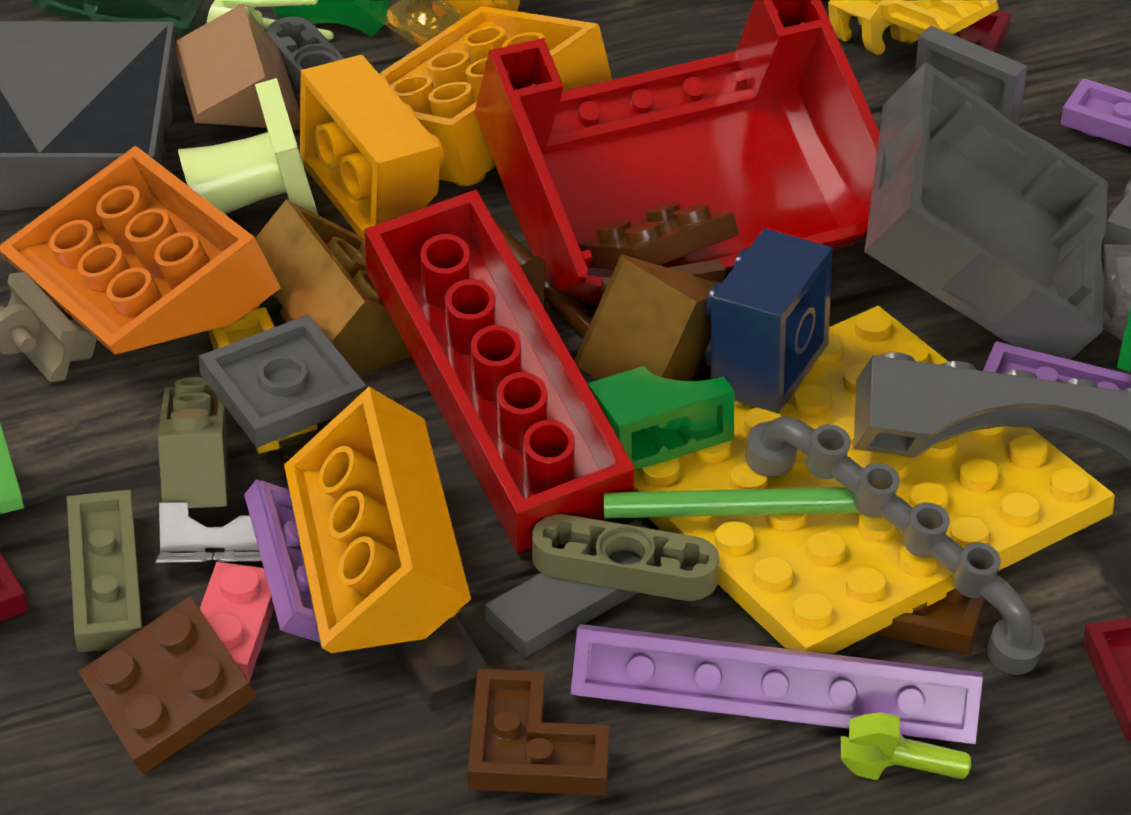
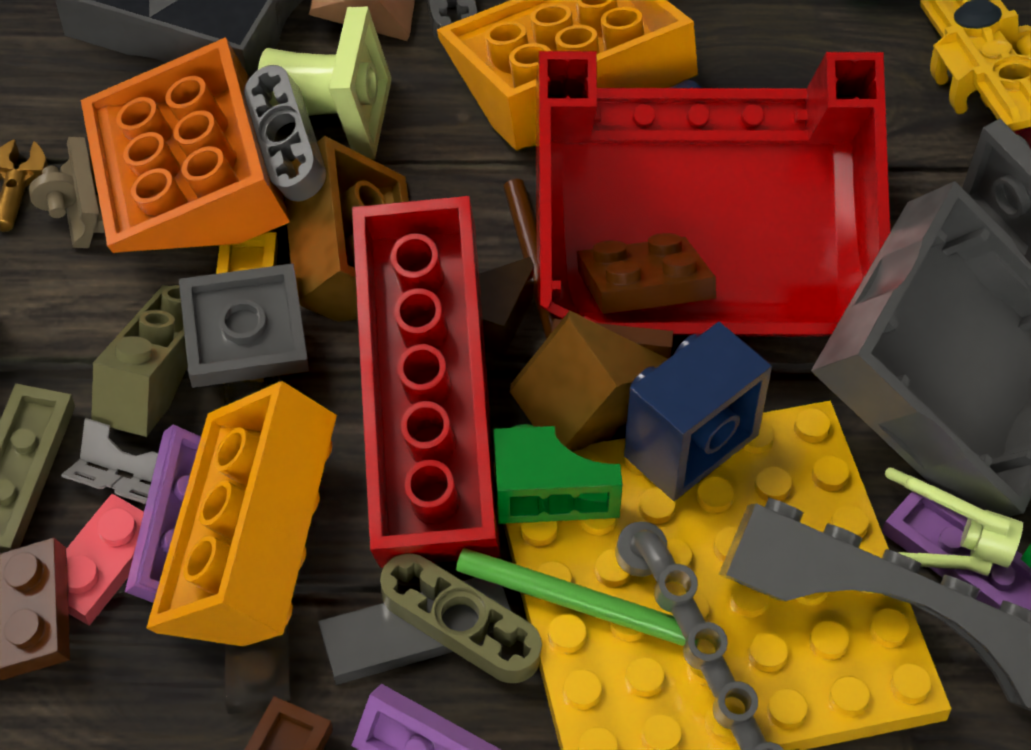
camera: 20 degrees right, 15 degrees up
(239, 186) = (299, 145): none -> dark grey beam
(365, 144) = (434, 92): light orange slope -> none
(1077, 352) = (986, 533): none -> yellowish green plant

